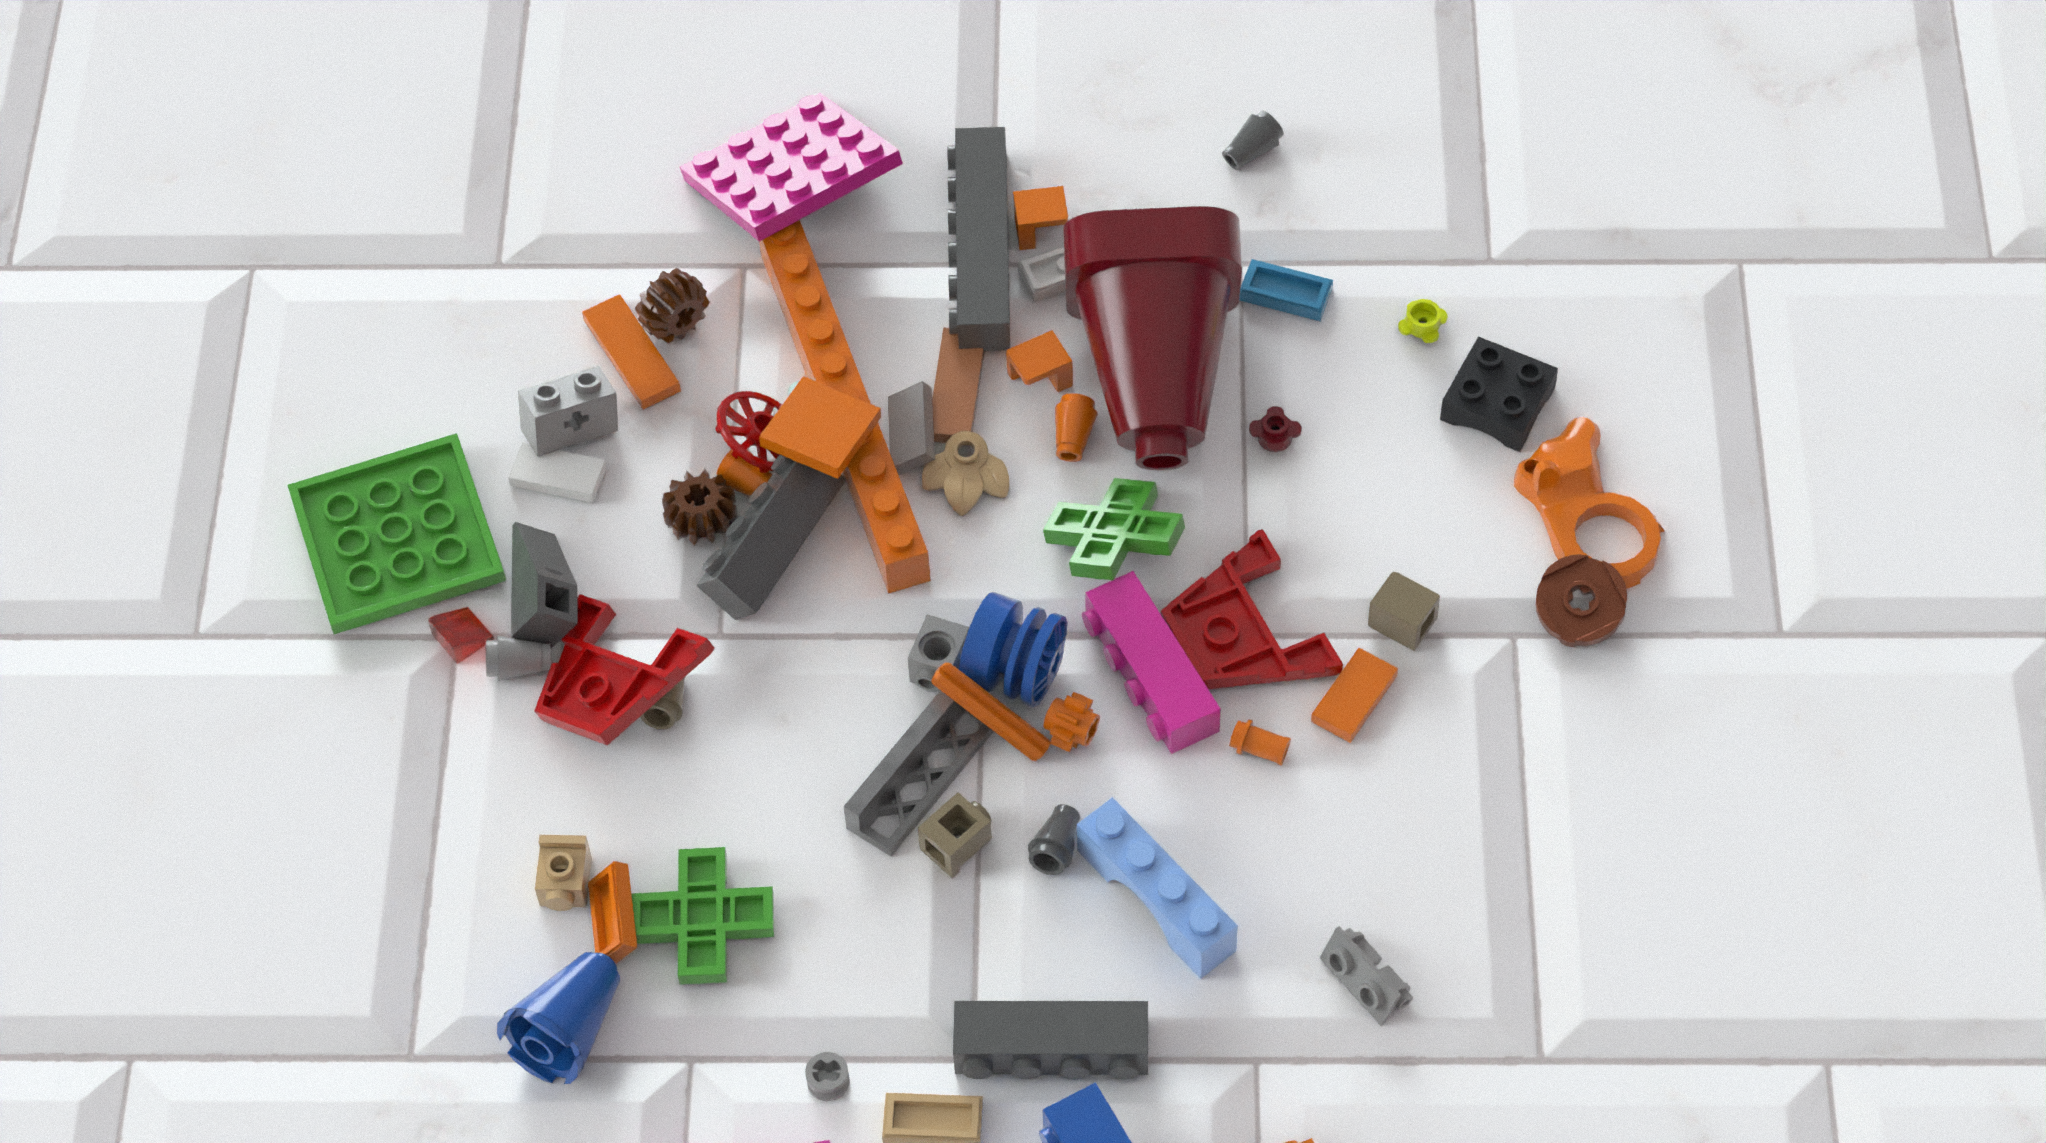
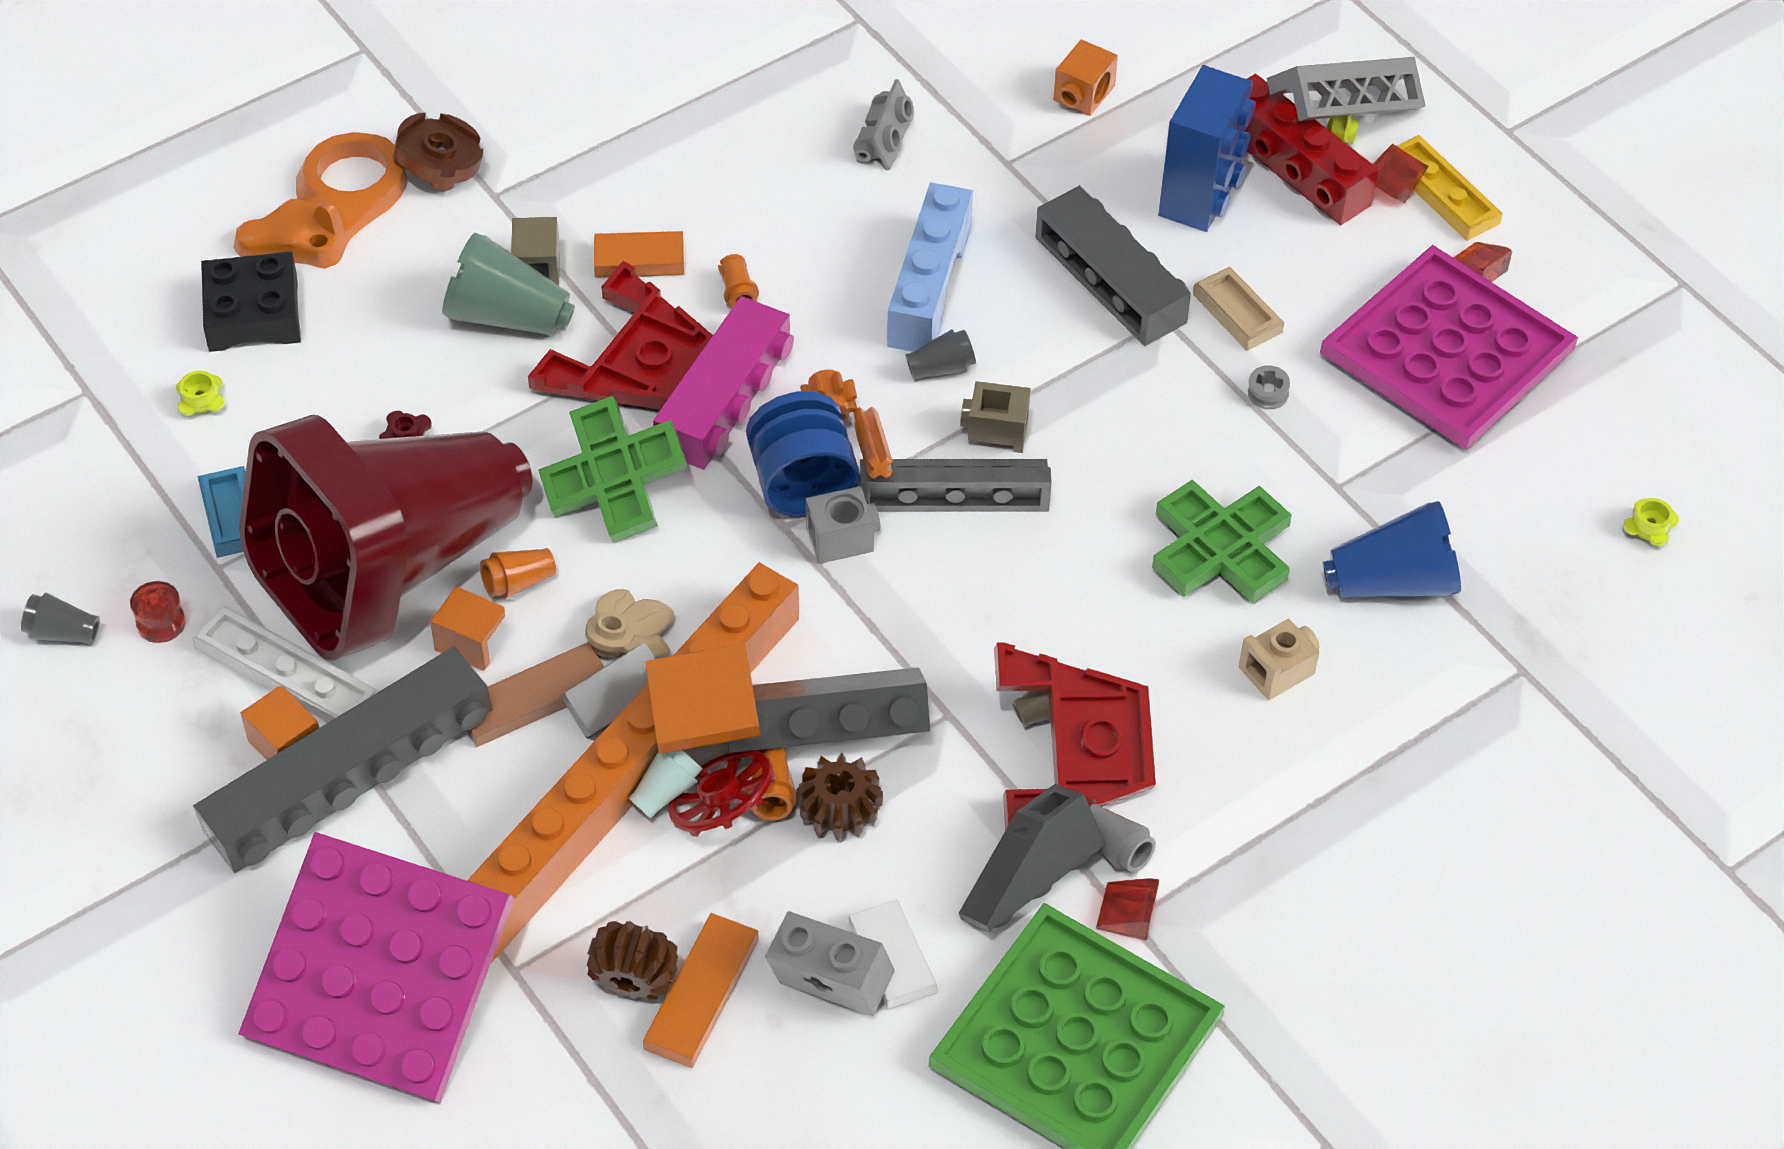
camera: 130 degrees left, 5 degrees down
(612, 912) = (1282, 593): orange tile -> none
(1213, 185) = (166, 614): none -> clear red wheel
(1363, 553) = (504, 291): none -> sand green cone

